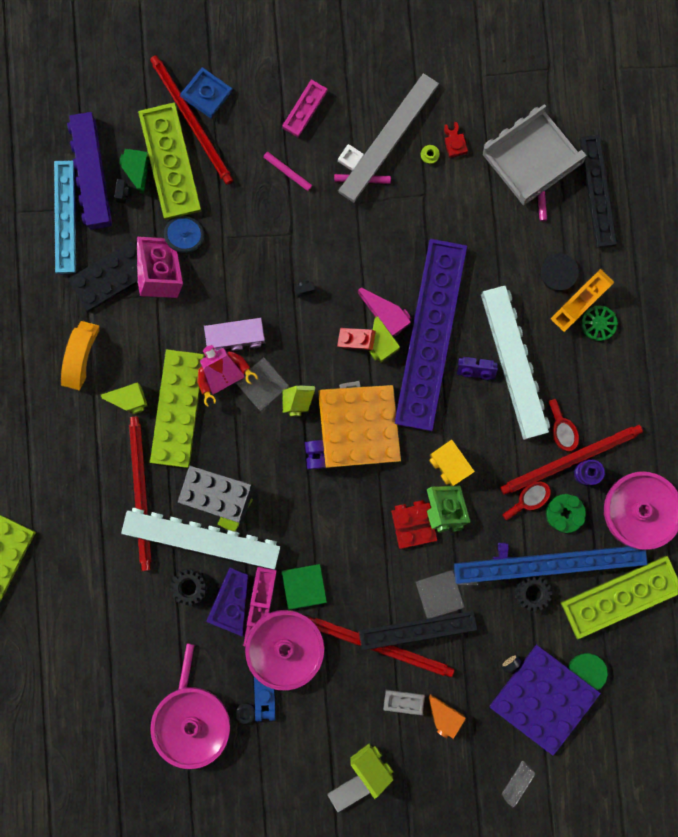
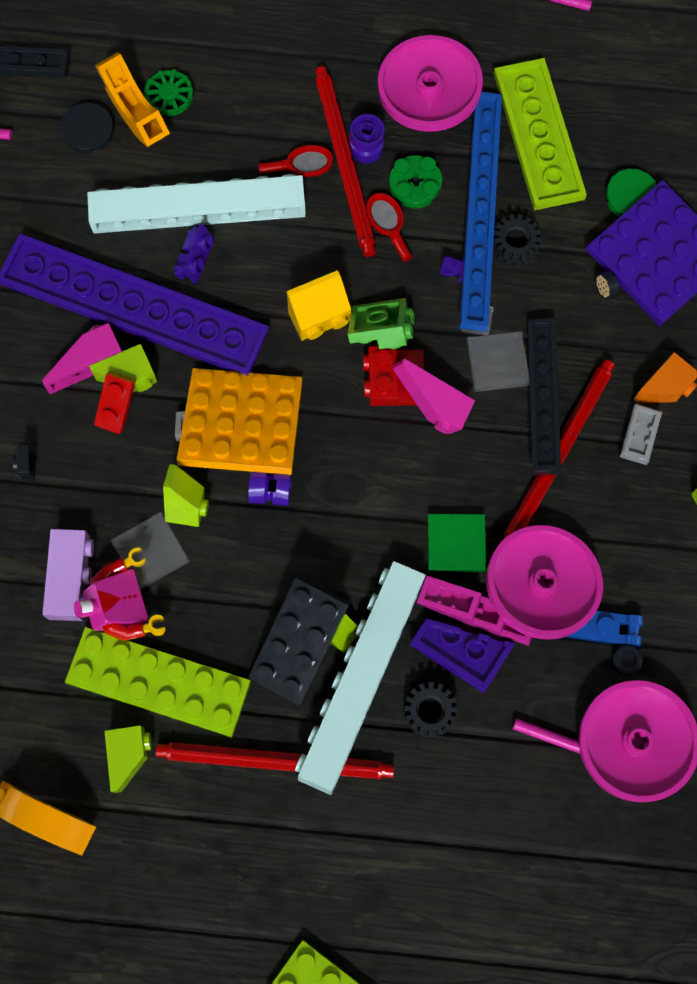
camera: 80 degrees left, 10 degrees down
(398, 556) = (435, 398): none -> dark pink slope

